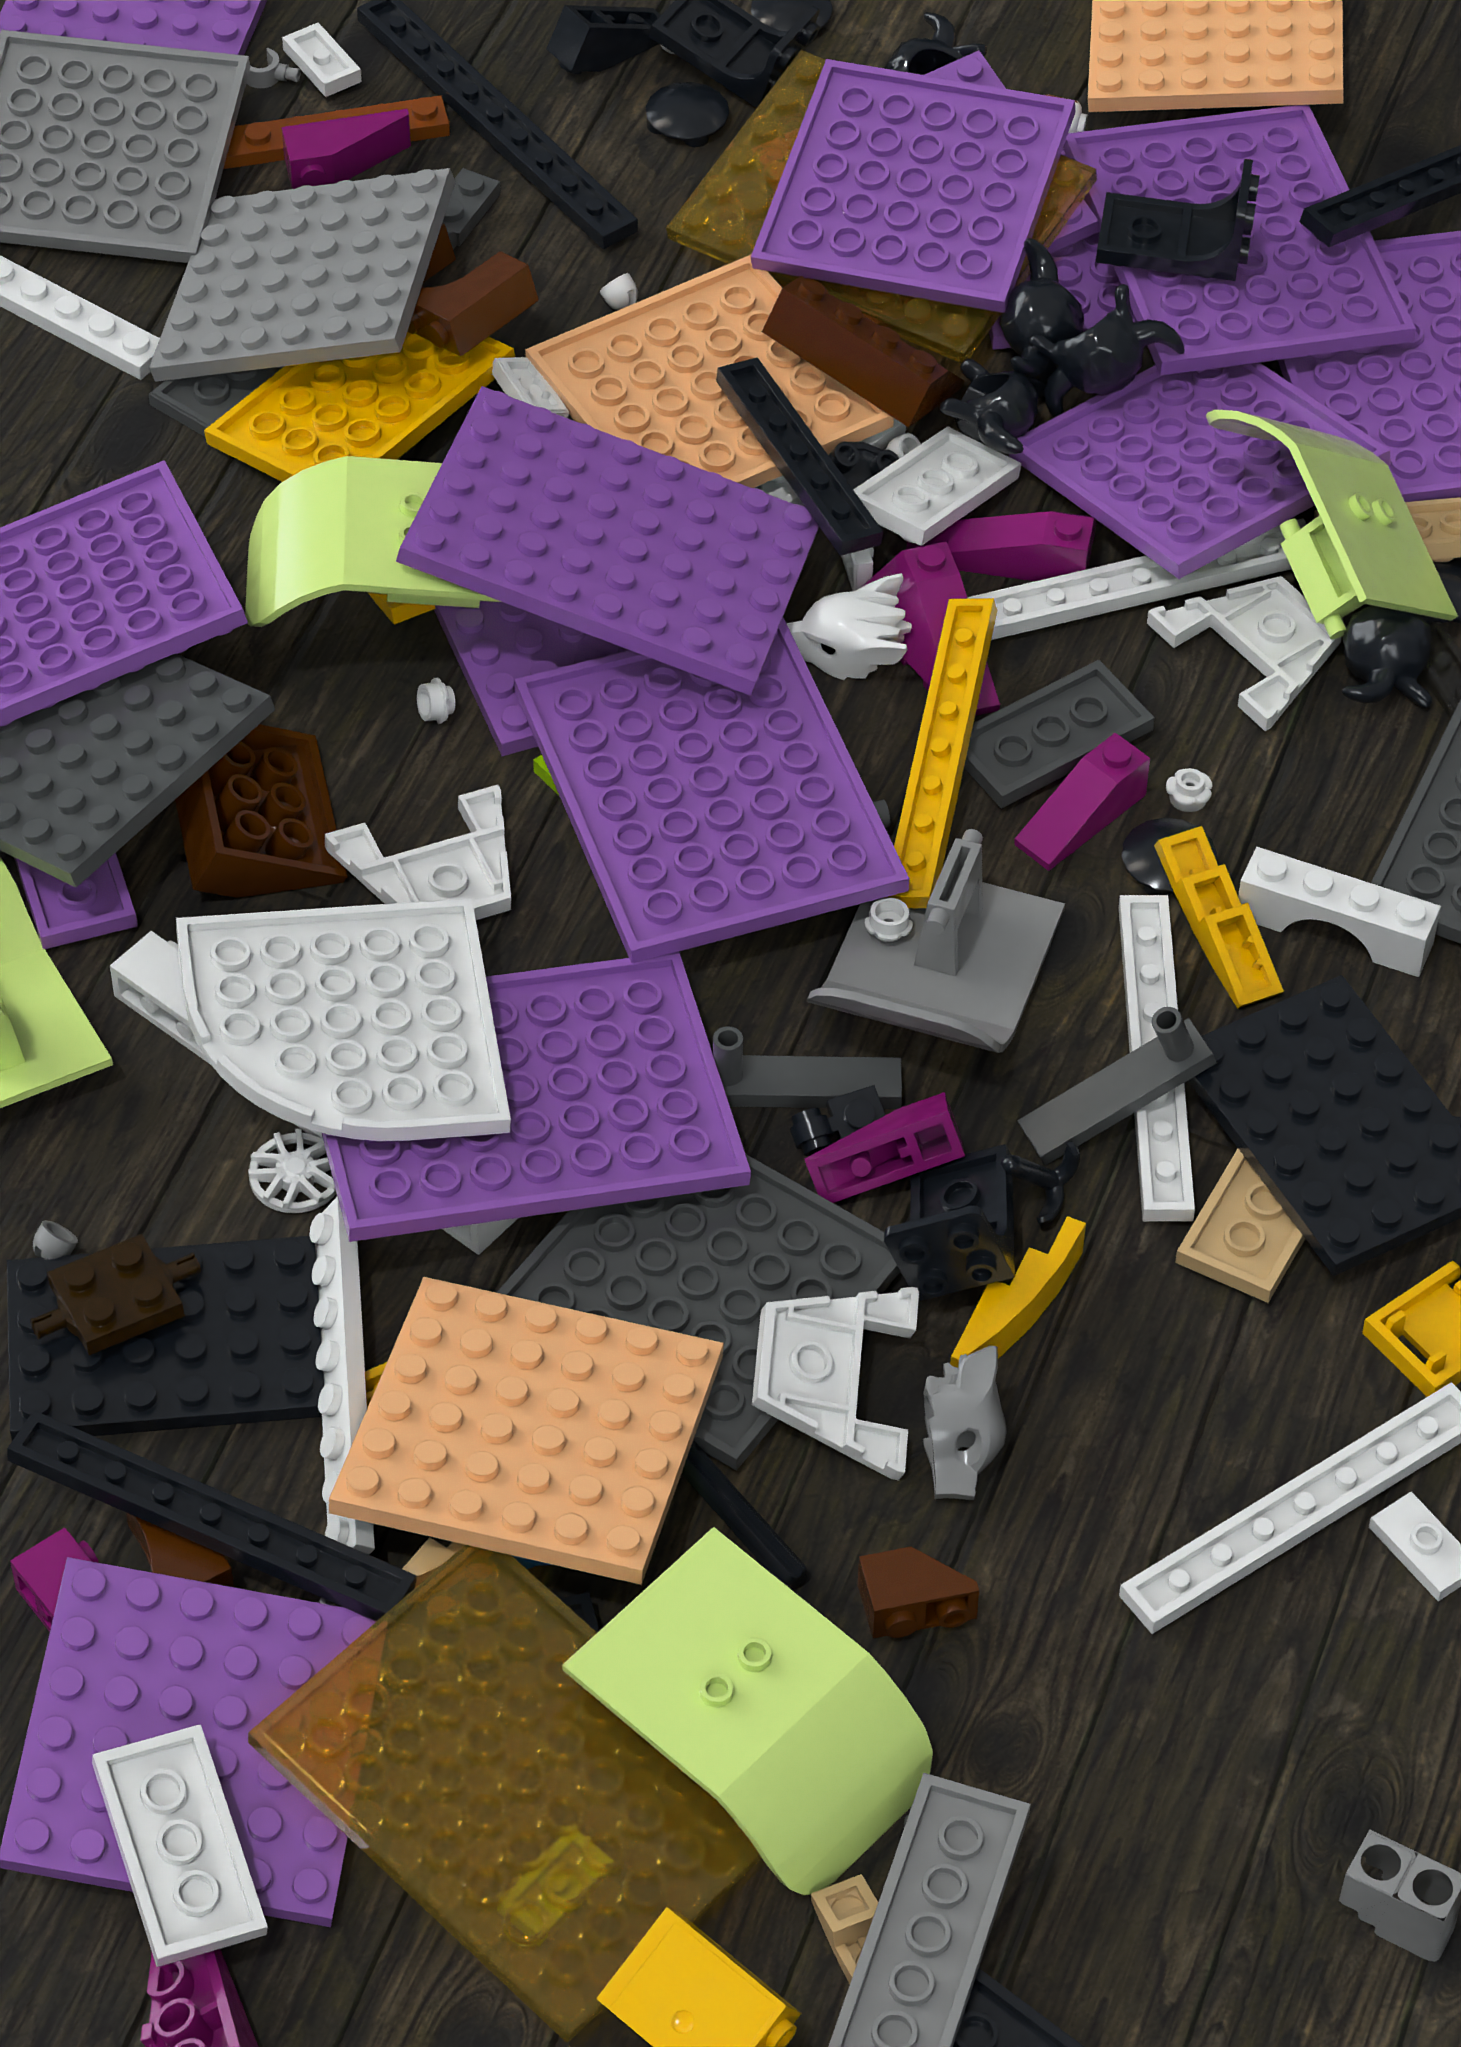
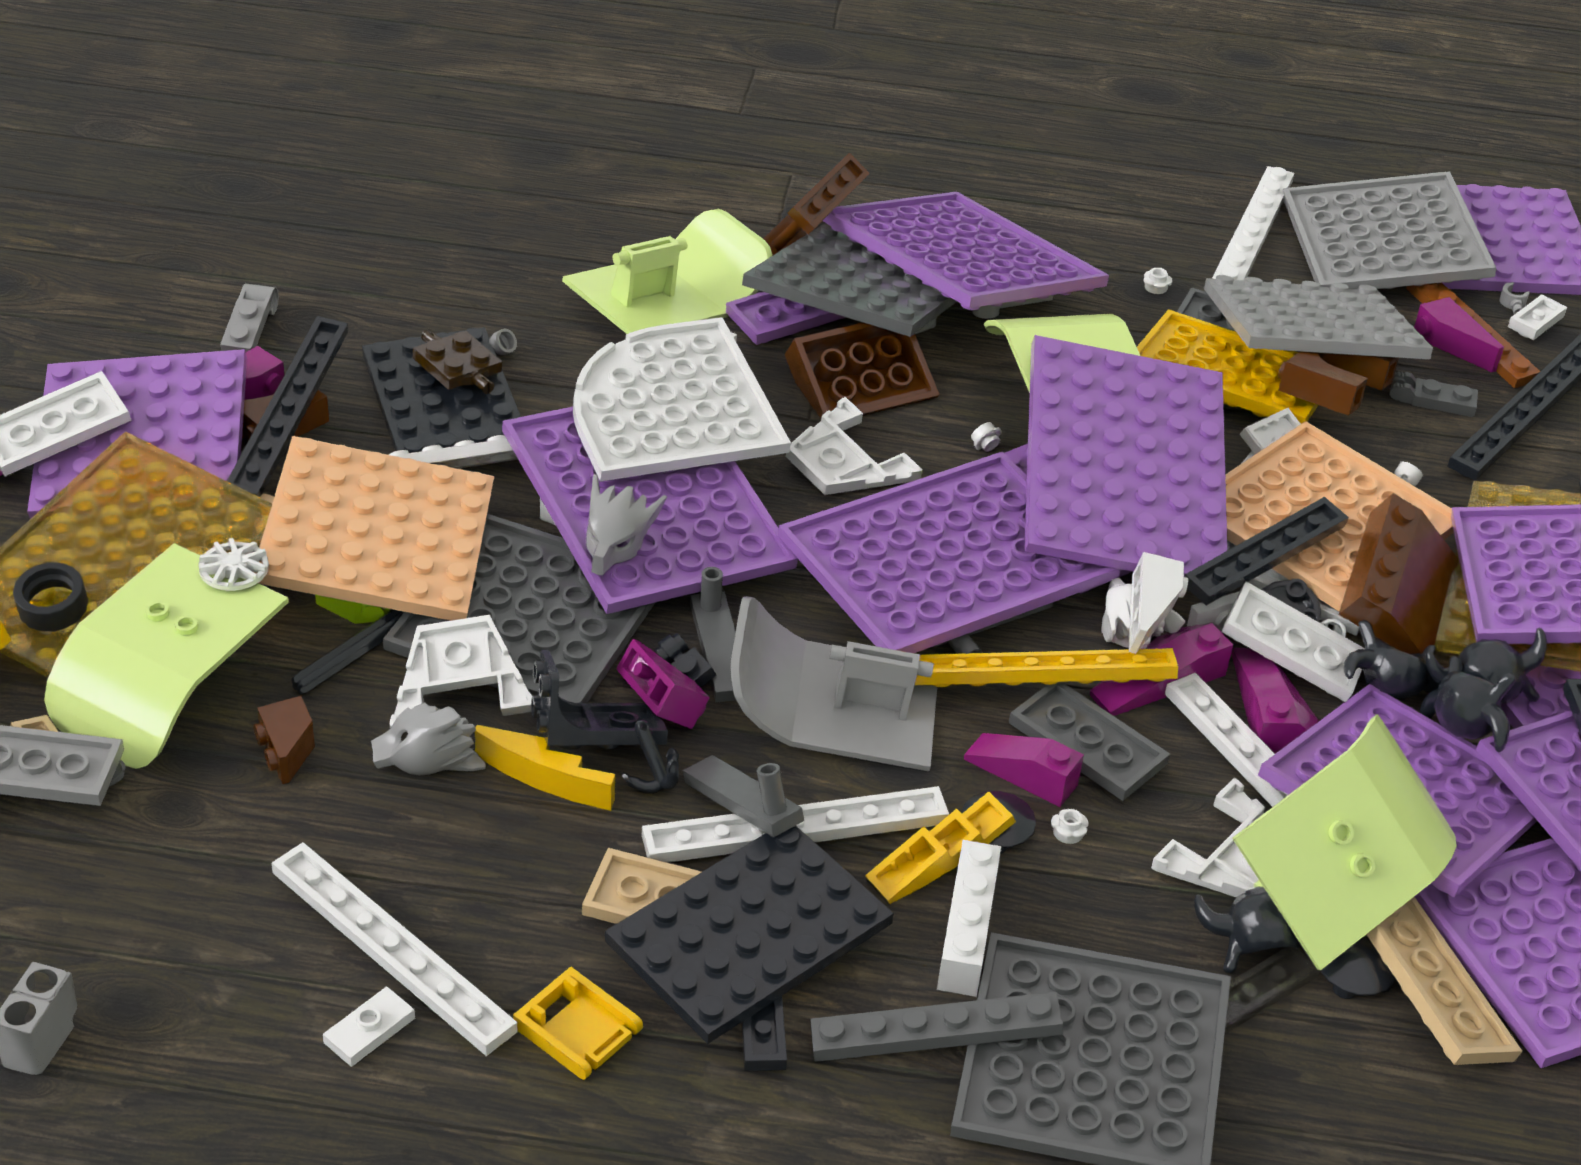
camera: 75 degrees right, 10 degrees down
(115, 428) = (1157, 281): none -> white plate
(612, 1817) = (44, 577): none -> black tyre
(629, 1111) = (614, 521): none -> light grey piece
(640, 1584) = (238, 563): none -> white wheel
(887, 587) = (1155, 590): none -> white slope

